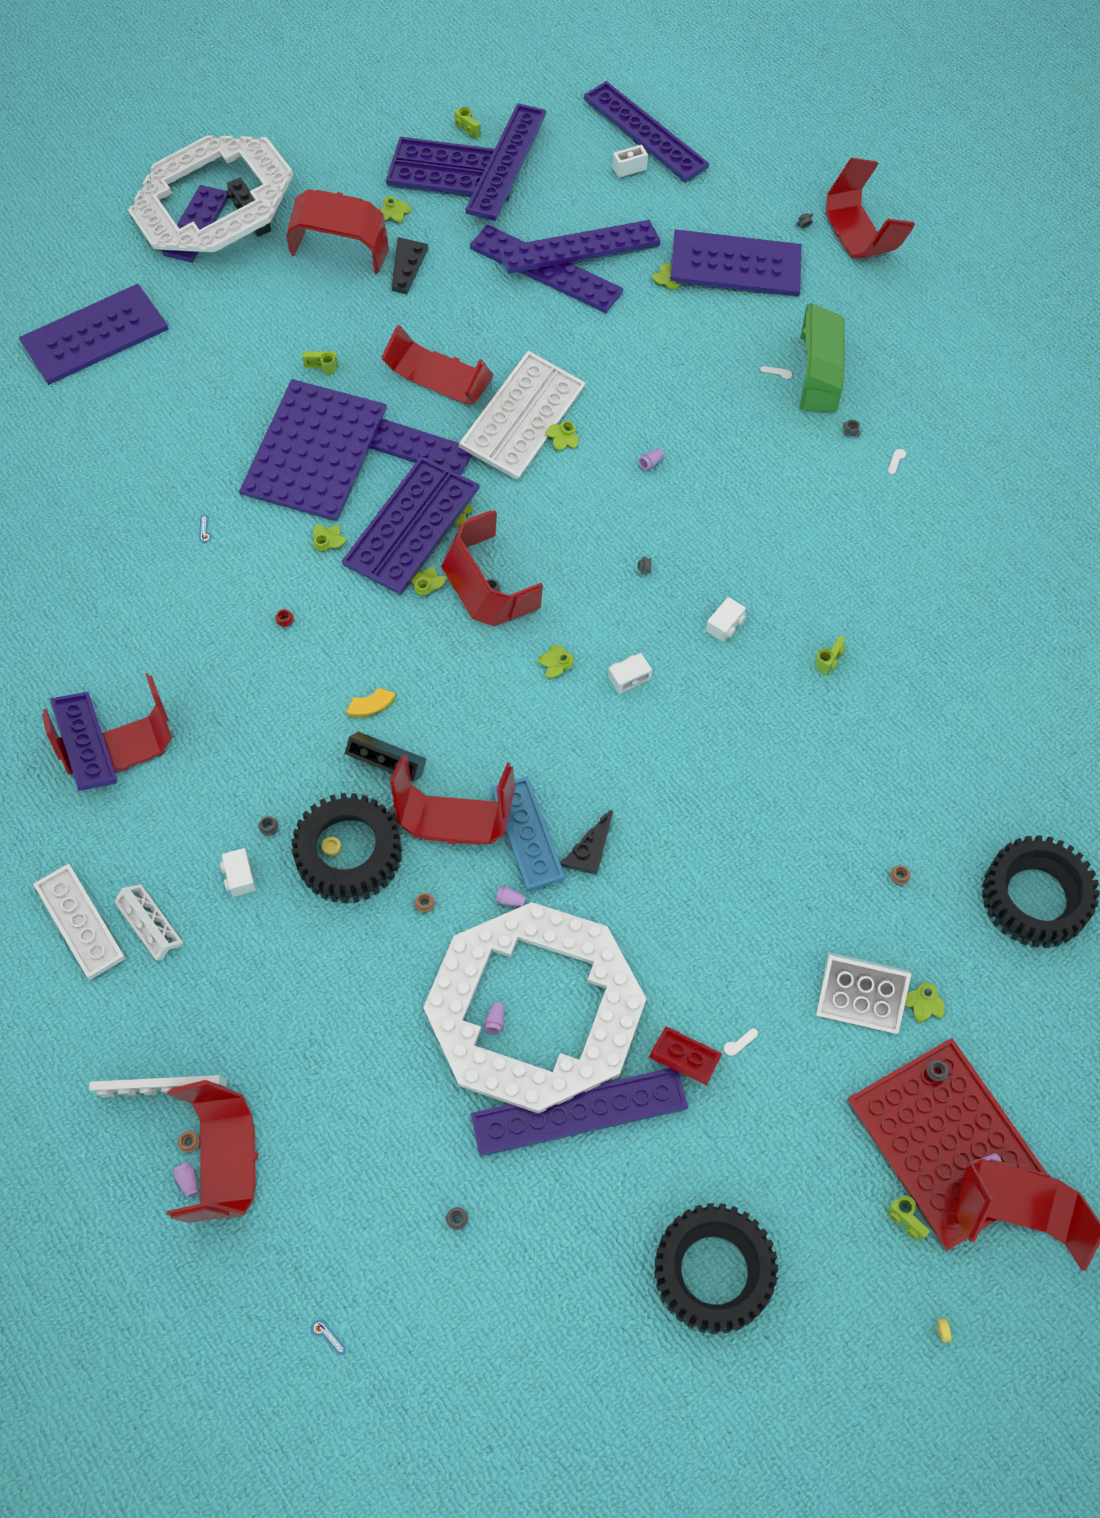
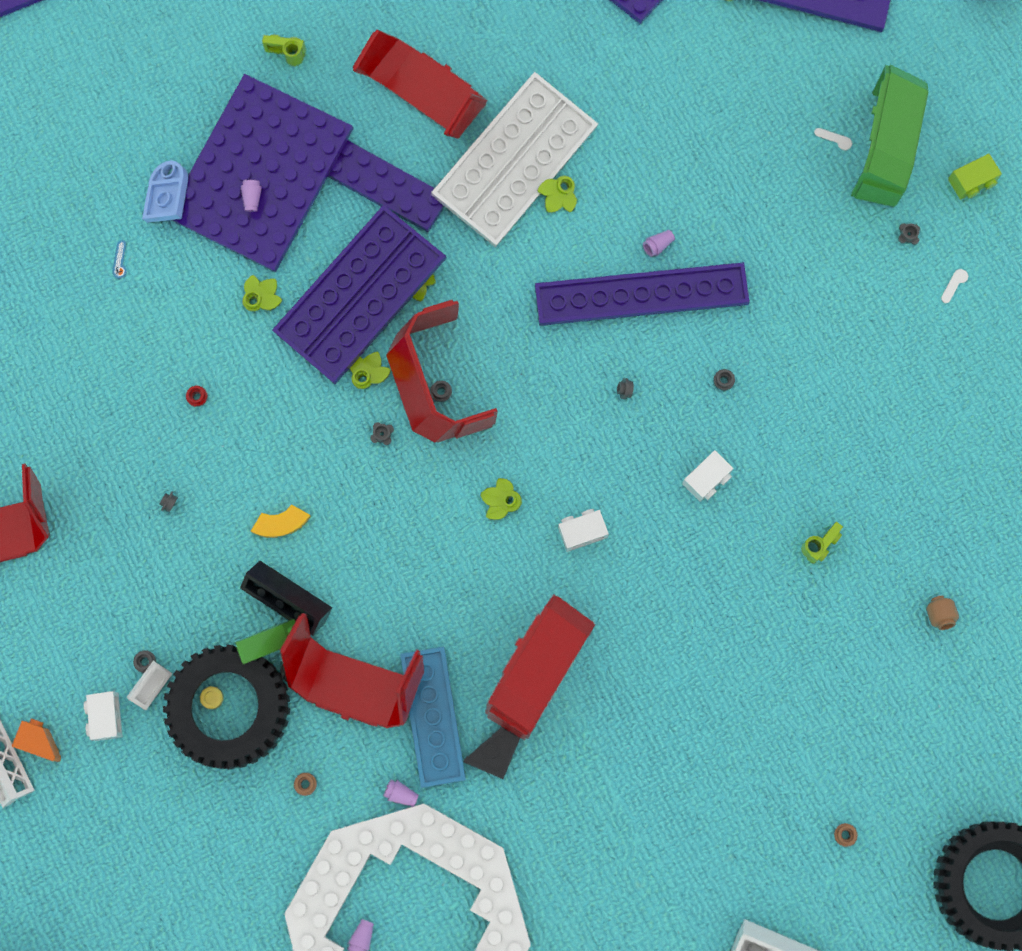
camera: 10 degrees right, 15 degrees up
(179, 900) = (36, 740): none -> orange slope
(237, 474) = (166, 193): none -> light blue tile
(271, 699) = (168, 501): none -> dark grey plate
(275, 843) = (149, 685): none -> white tile
(310, 461) = (251, 194): none -> lavender cone
(373, 785) = (264, 642): none -> bright green slope
(446, 621) = (377, 429): none -> dark grey plate
(610, 771) = (538, 667): none -> red piece
(644, 496) = (641, 294): none -> dark purple plate
(725, 545) = (726, 374): none -> dark grey plate
(894, 382) = (975, 176): none -> lime brick
(942, 693) = (942, 613): none -> medium nougat head

